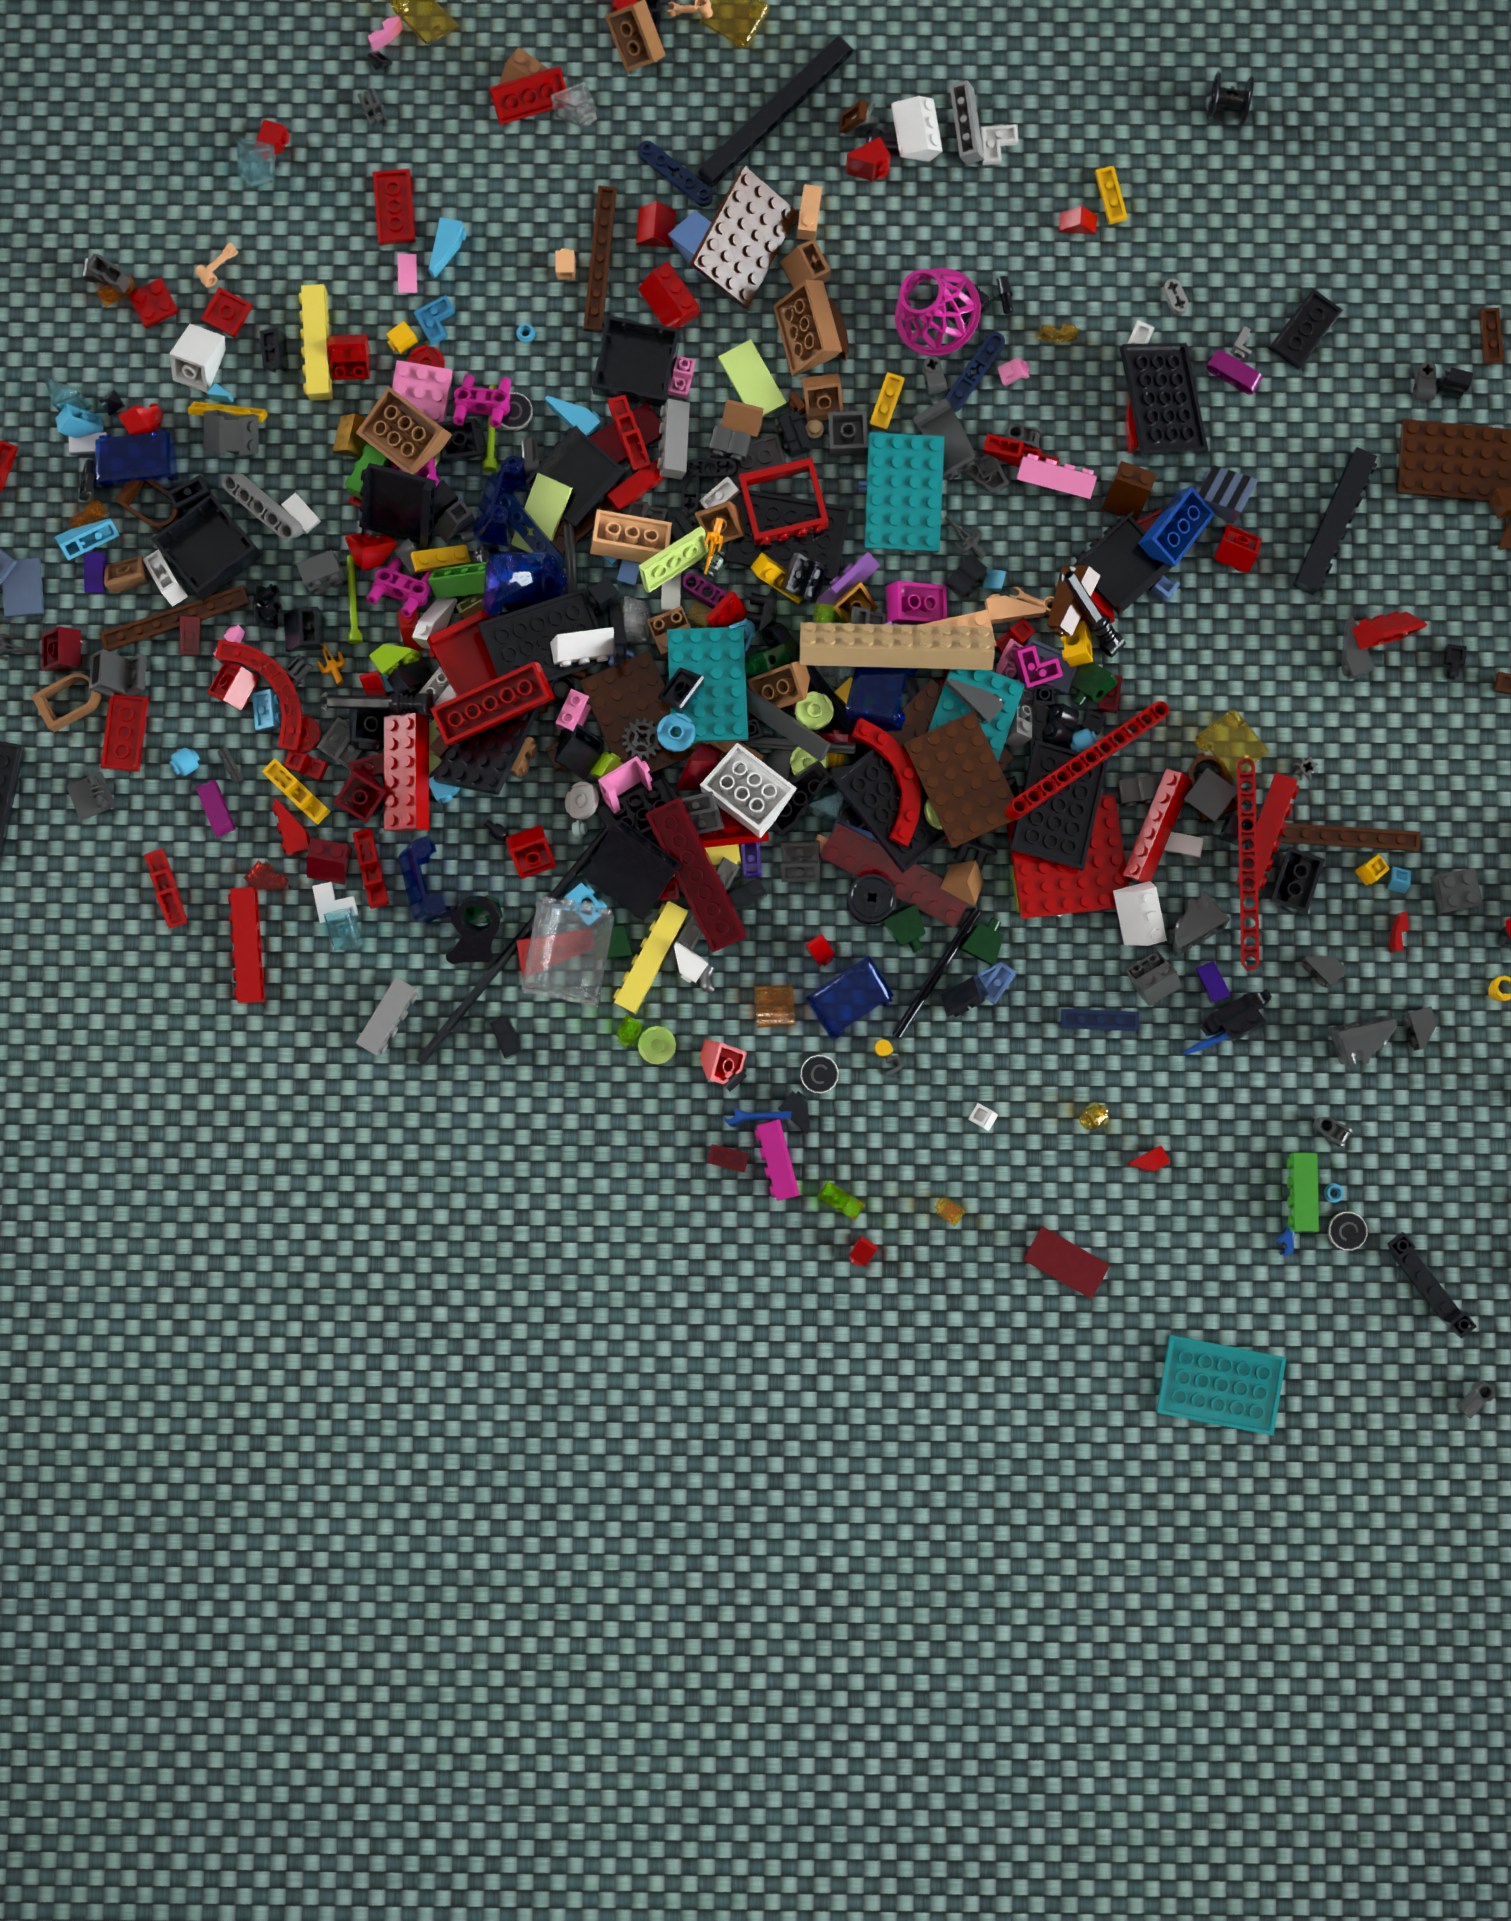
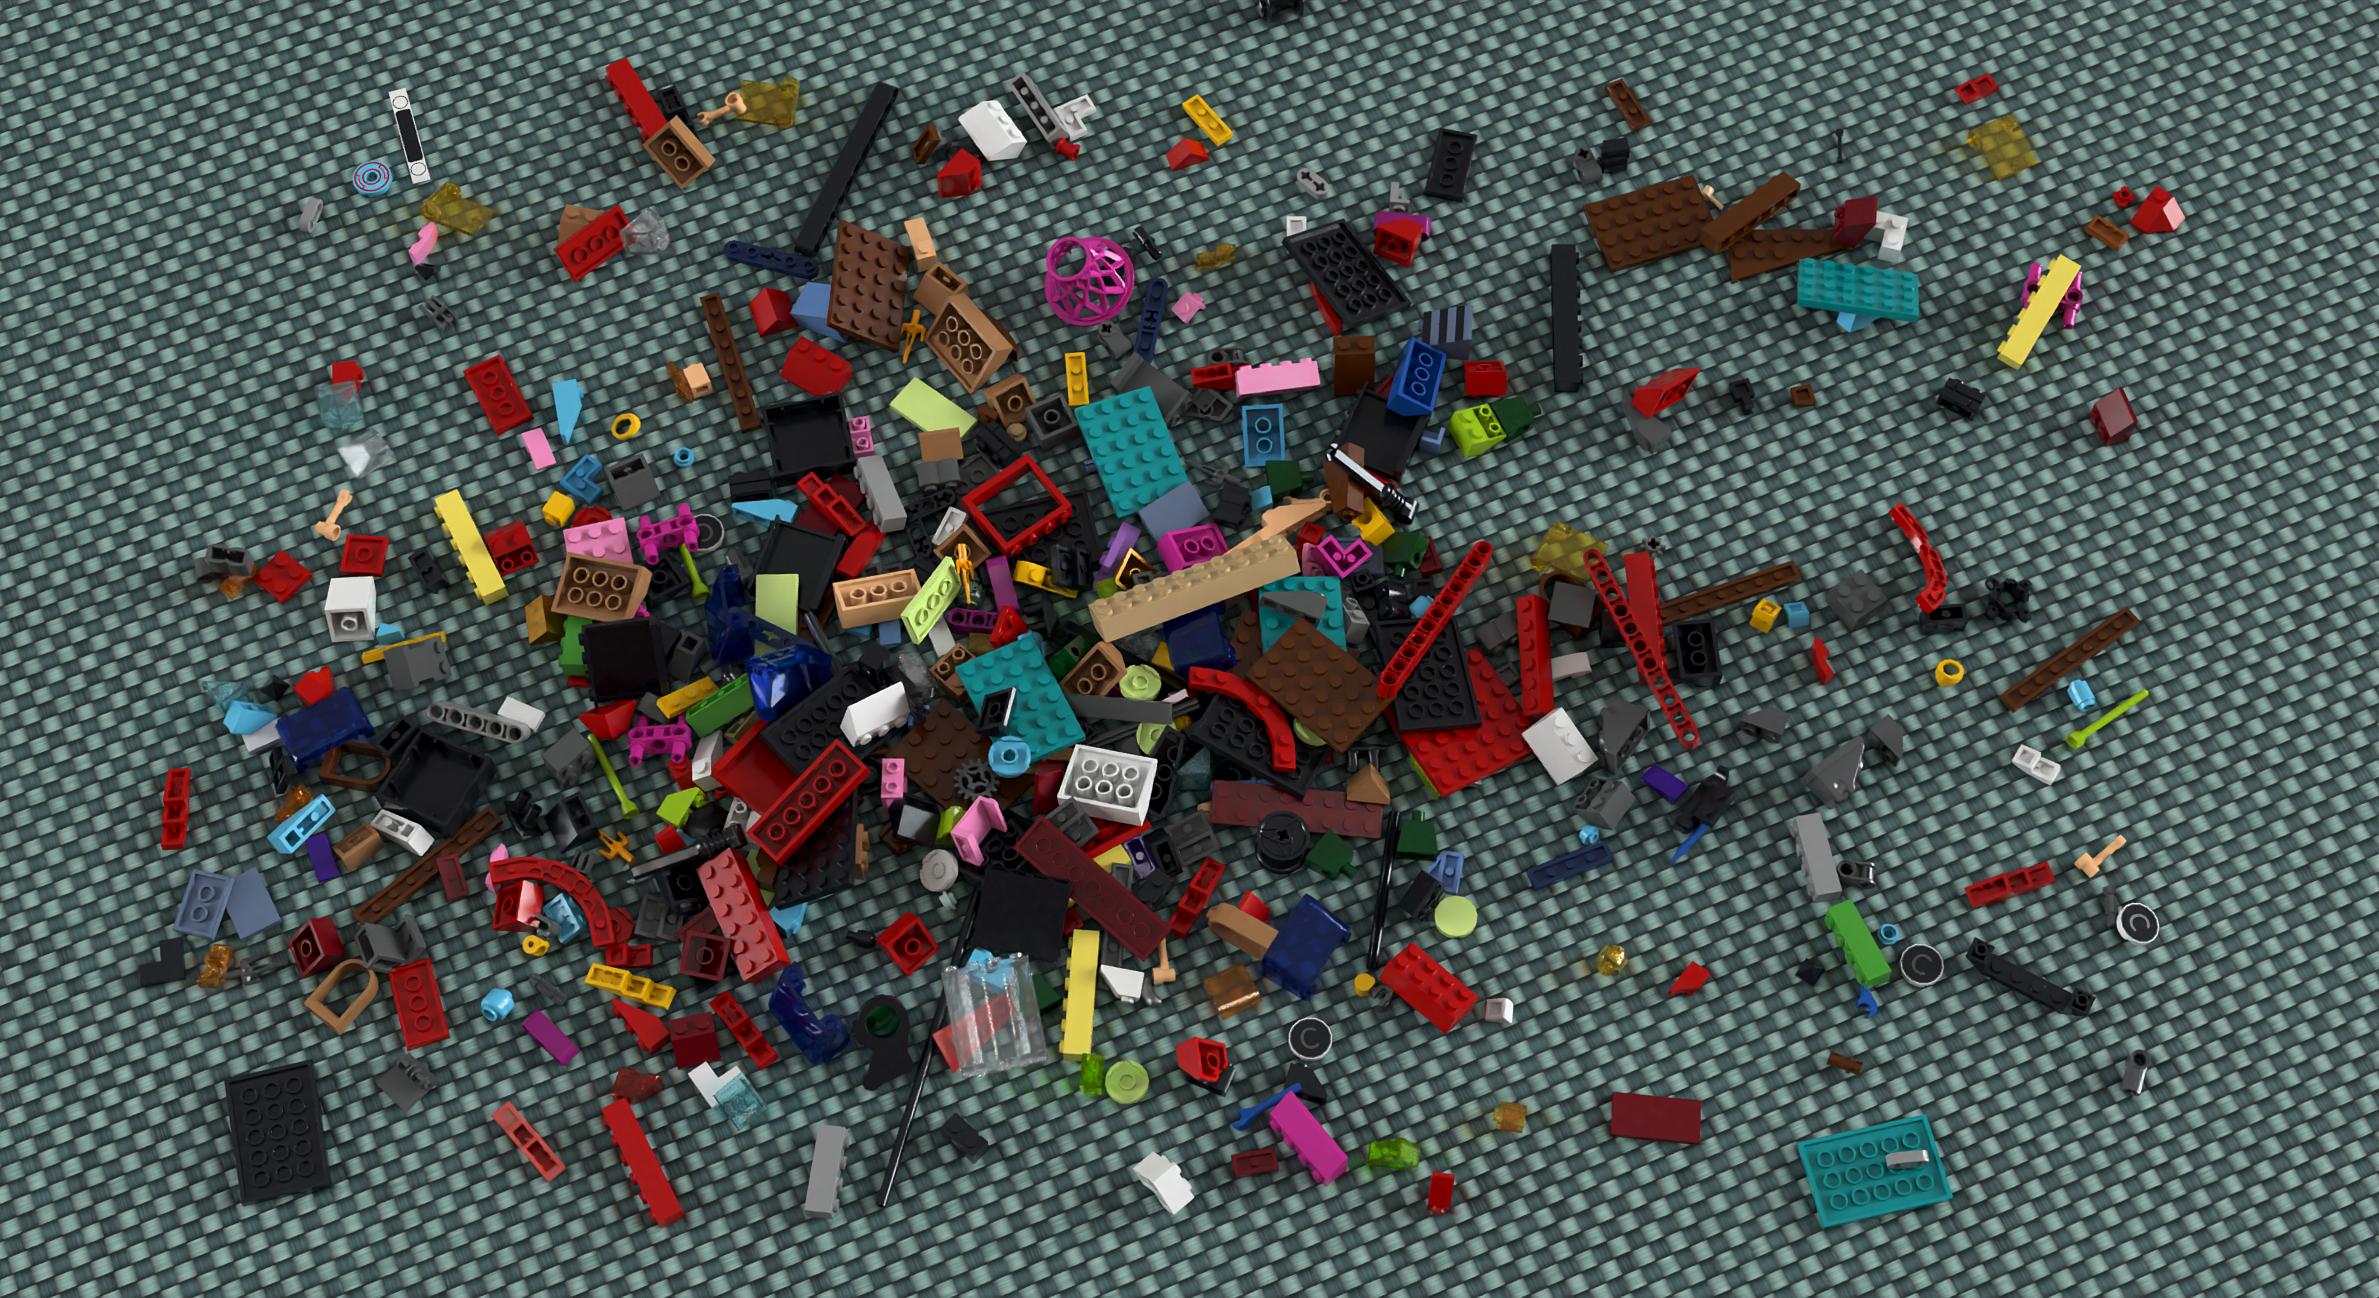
camera: 25 degrees left, 20 degrees down
(237, 723) = (537, 944): none -> leg
(263, 215) = (366, 453): none -> clear slope
(472, 339) = (632, 482): none -> dark grey slope
(497, 282) = (633, 428): none -> yellow piece
(549, 263) = (681, 383): none -> clear orange slope
(569, 384) = (750, 486): none -> black brick
(648, 1144) = (1164, 1181): none -> white brick
(726, 967) = (1163, 973): none -> light nougat brick
(740, 568) = (1002, 583): none -> magenta beam
(767, 293) = (912, 330): none -> light orange piece
(770, 864) = (1163, 852): none -> black slope
(781, 913) = (1196, 897): none -> red slope
(803, 960) = (1241, 929): none -> medium nougat window
(914, 561) = (1173, 511): none -> sand blue tile
(933, 1076) = (1428, 988): none -> red brick
(975, 172) = (1067, 149): none -> red bush
(985, 1022) = (1455, 917): none -> yellowish green tile
(1023, 521) = (1263, 434): none -> dark azure slope
(1023, 571) = (1286, 479): none -> dark green torso
(1128, 1000) = (1589, 834): none -> medium azure plate
(1129, 829) = (1509, 675): none -> dark grey tile
(1207, 595) = (1475, 430): none -> lime slope
(1224, 386) = (1398, 241): none -> red slope
(1242, 1285) = (1845, 1063): none -> reddish brown pin
(1245, 596) = (1515, 416): none -> dark green torso
(1251, 1391) = (1907, 1159): none -> light grey beam
(1253, 1195) = (1810, 972): none -> black slope
(1307, 1102) = (1816, 858): none -> light grey brick
(1456, 1196) = (2009, 885): none -> red slope

